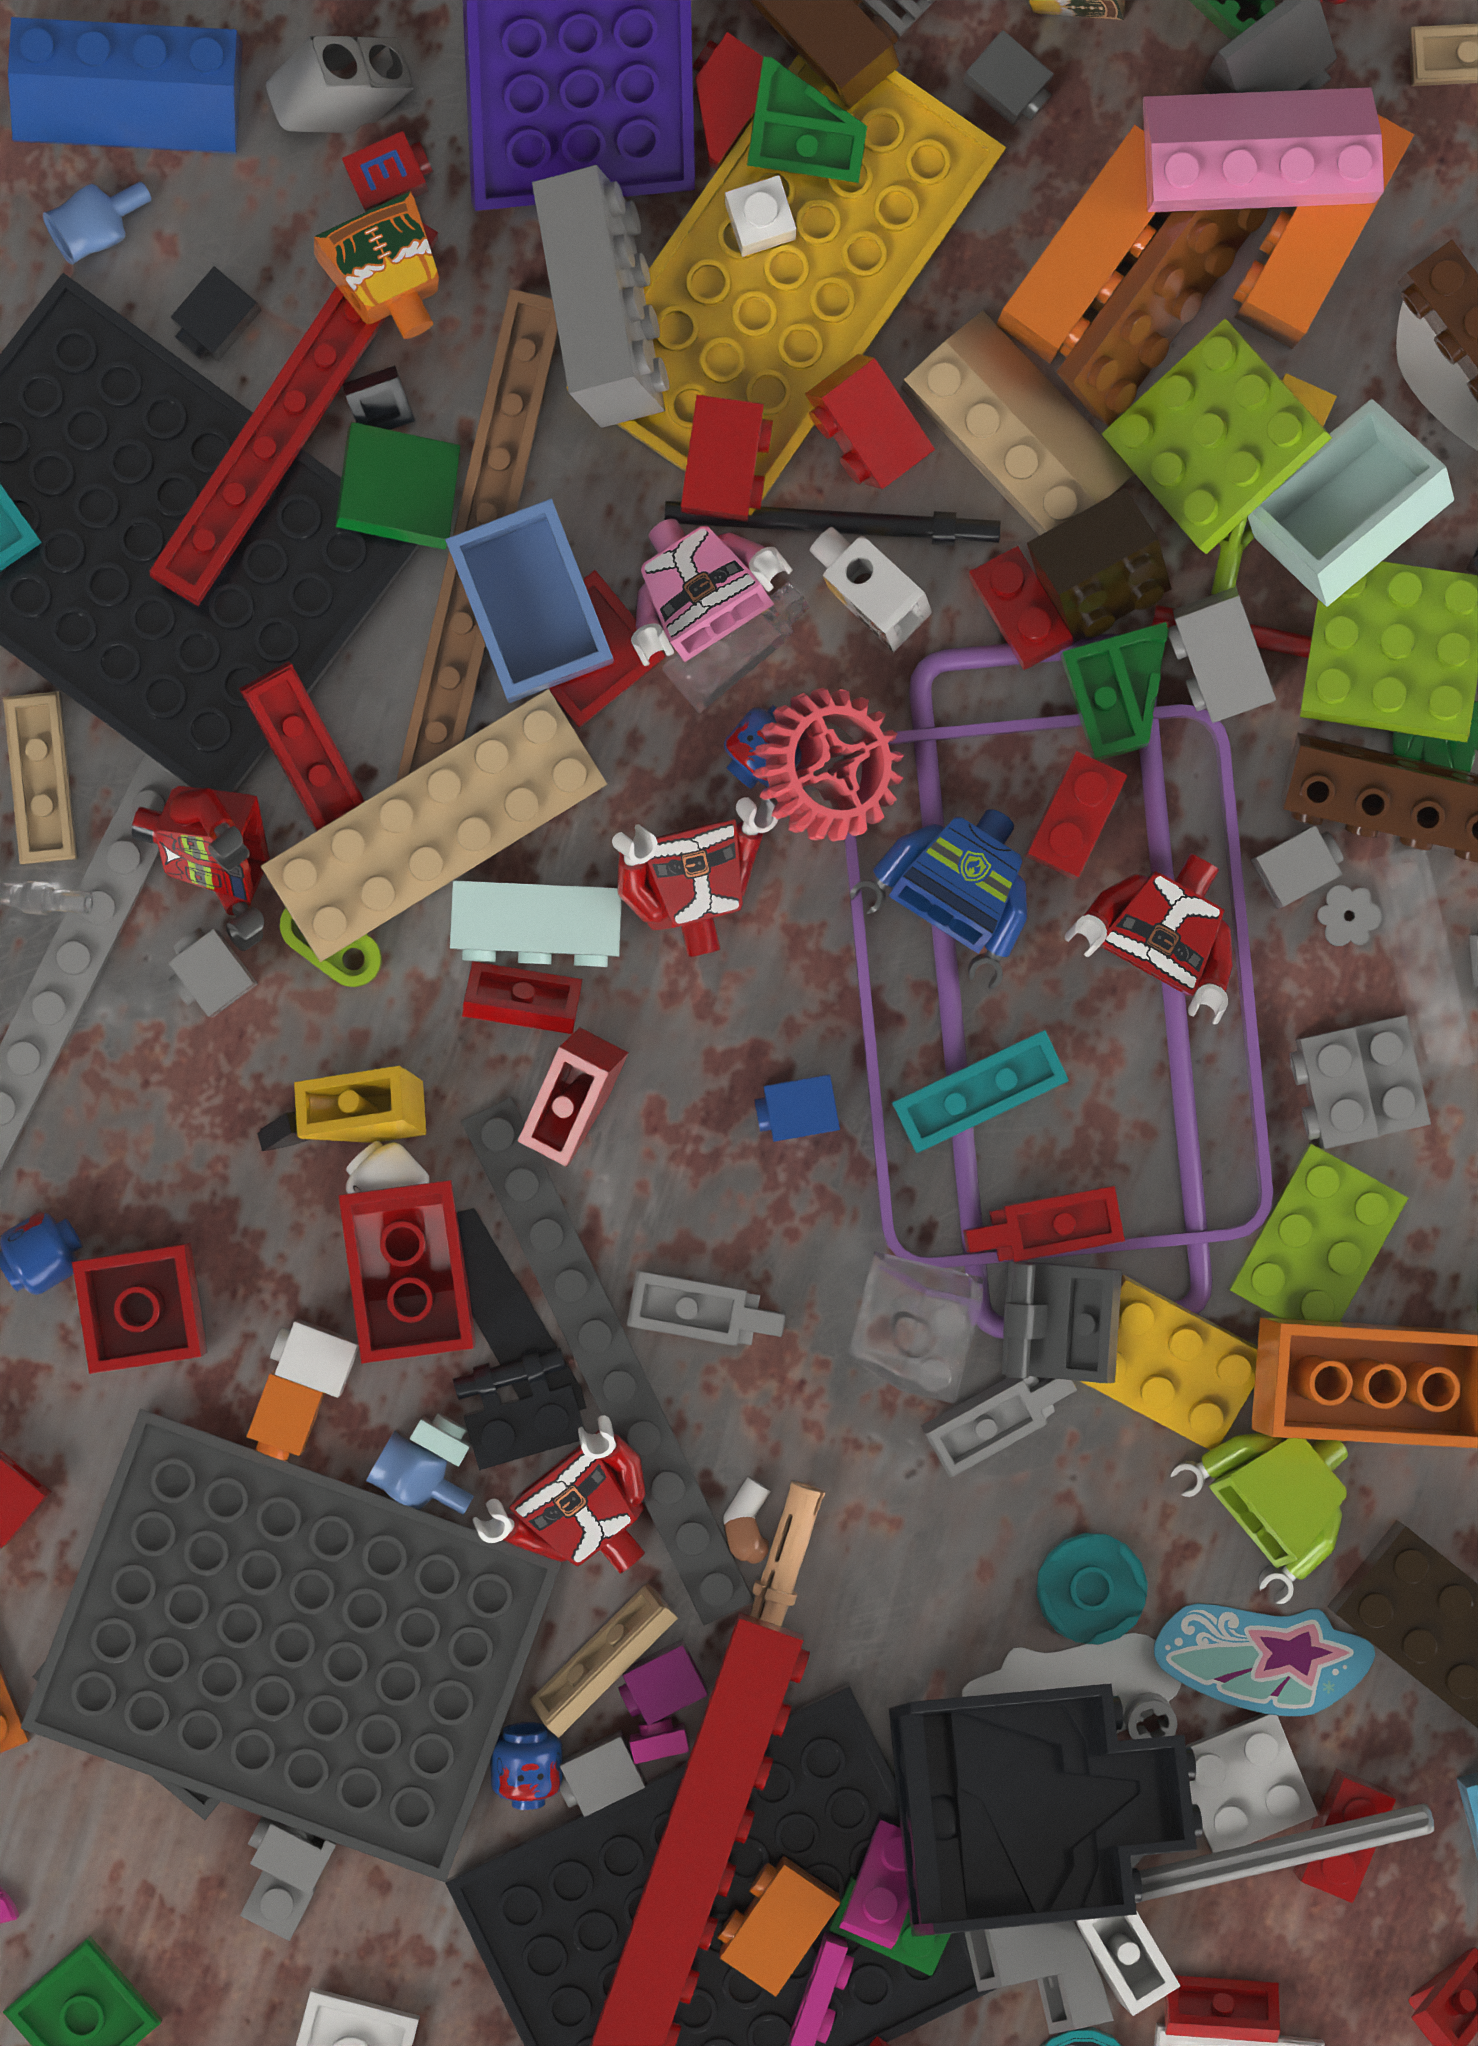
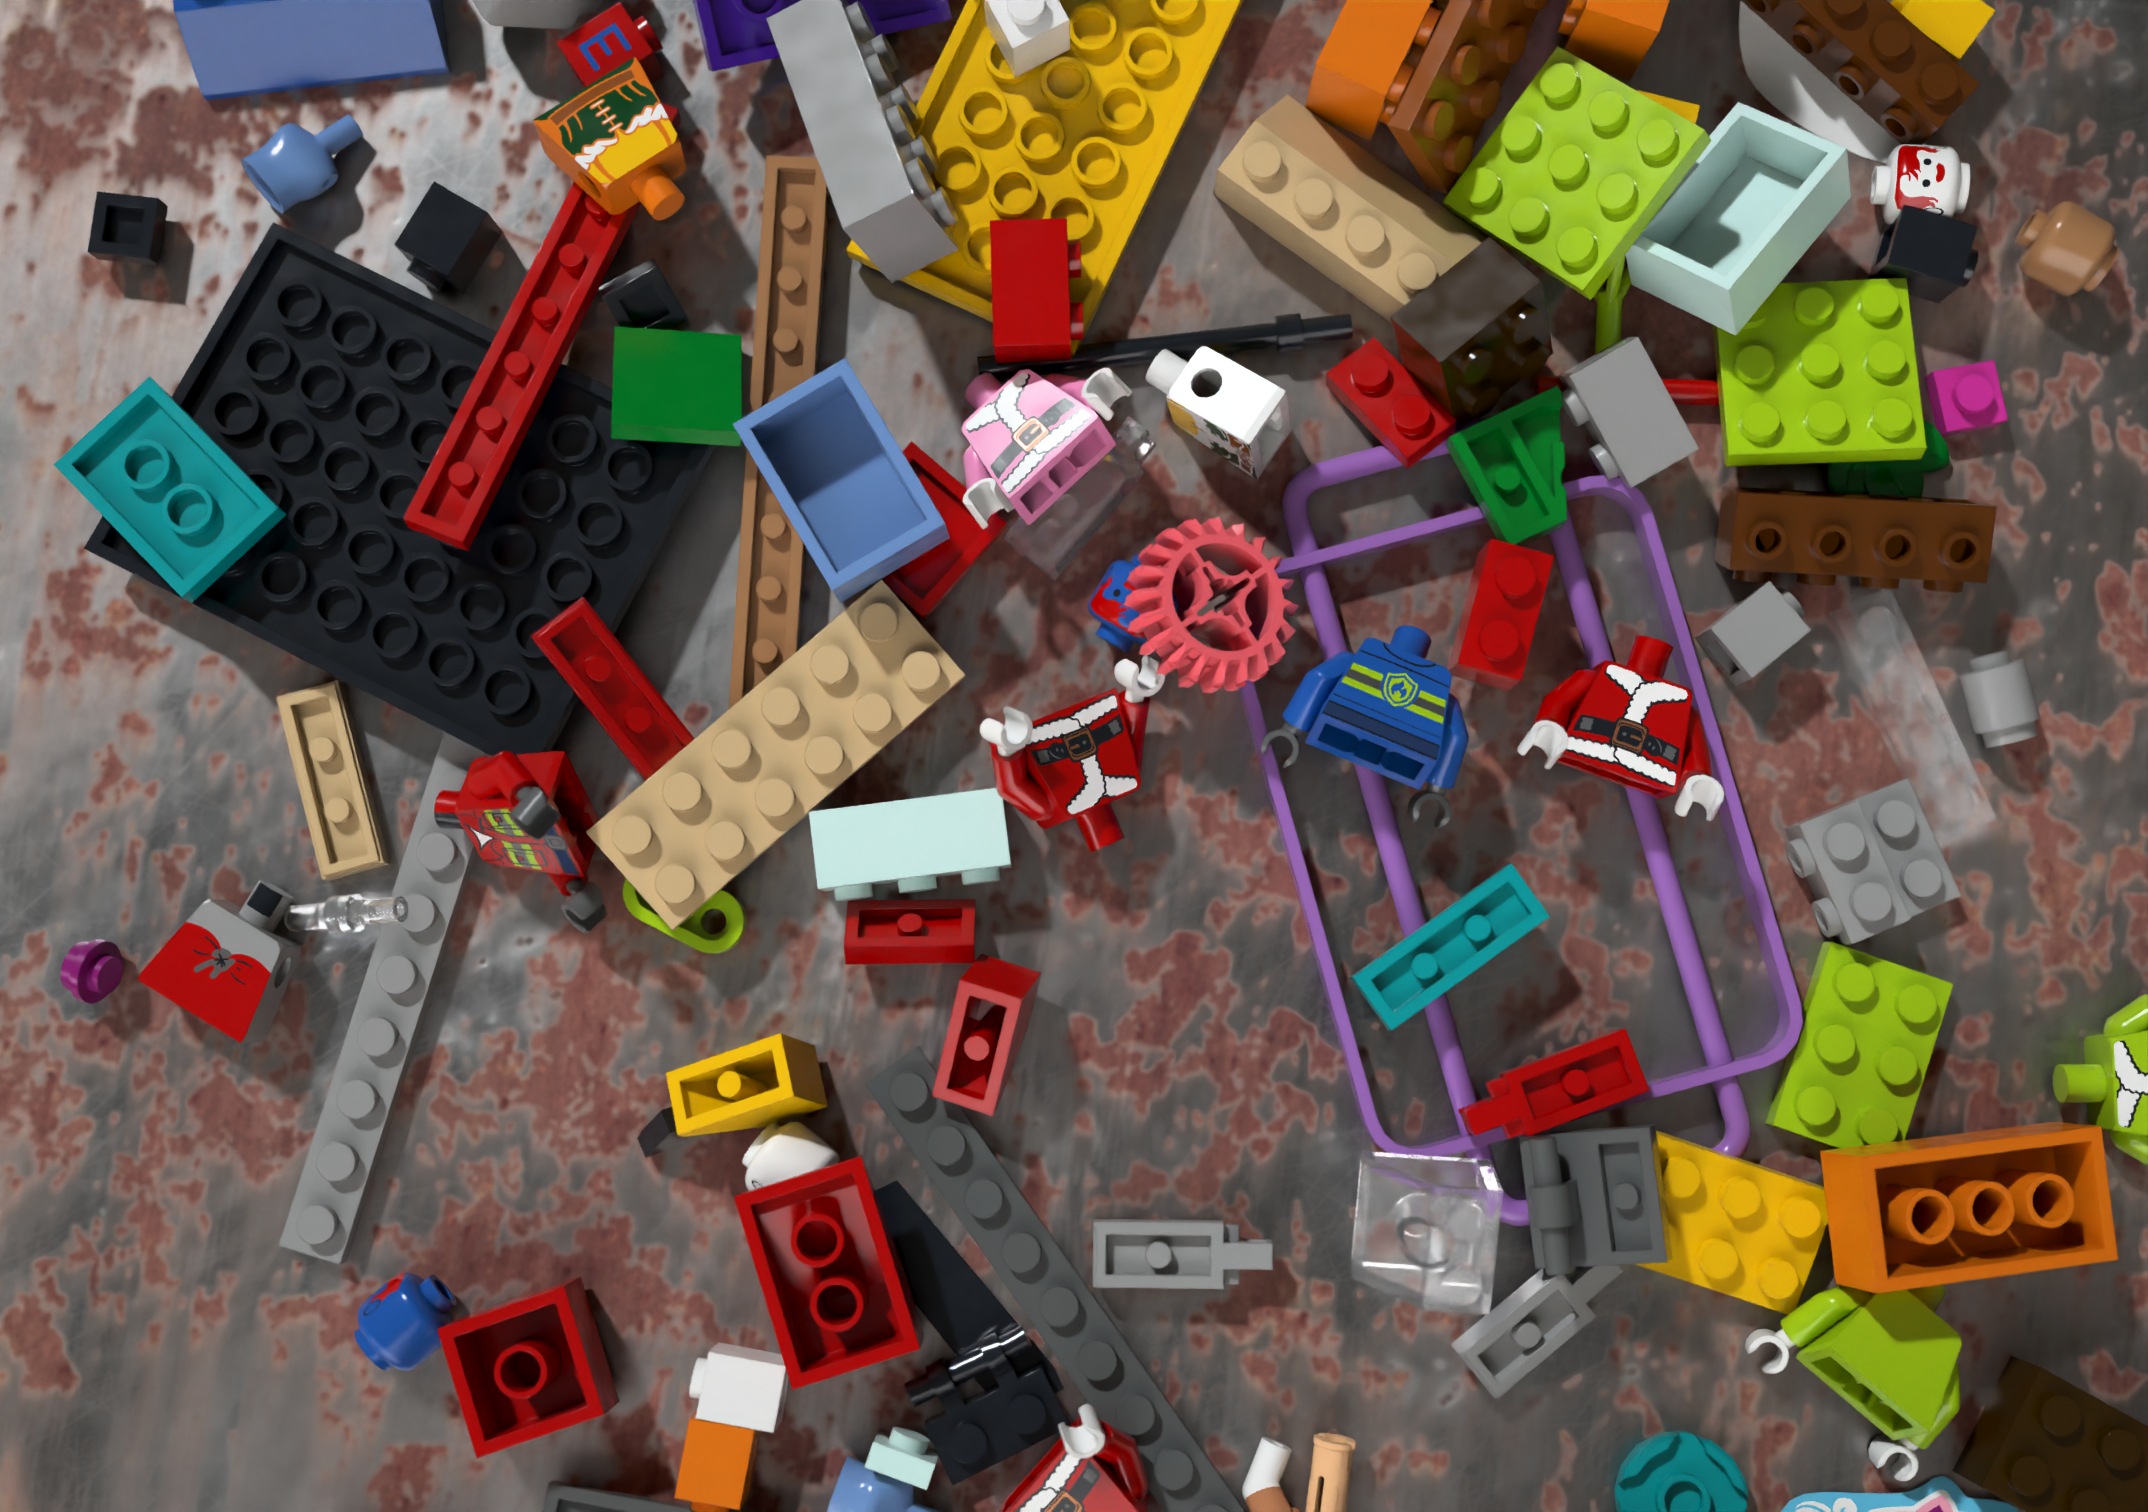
camera: 10 degrees left, 5 degrees down
(209, 972) = (552, 964): light grey brick -> none
(798, 1108) = (1244, 1002): blue brick -> none
(868, 422) = (1186, 227): red brick -> none
(1365, 915) = (1835, 678): light grey plant -> none

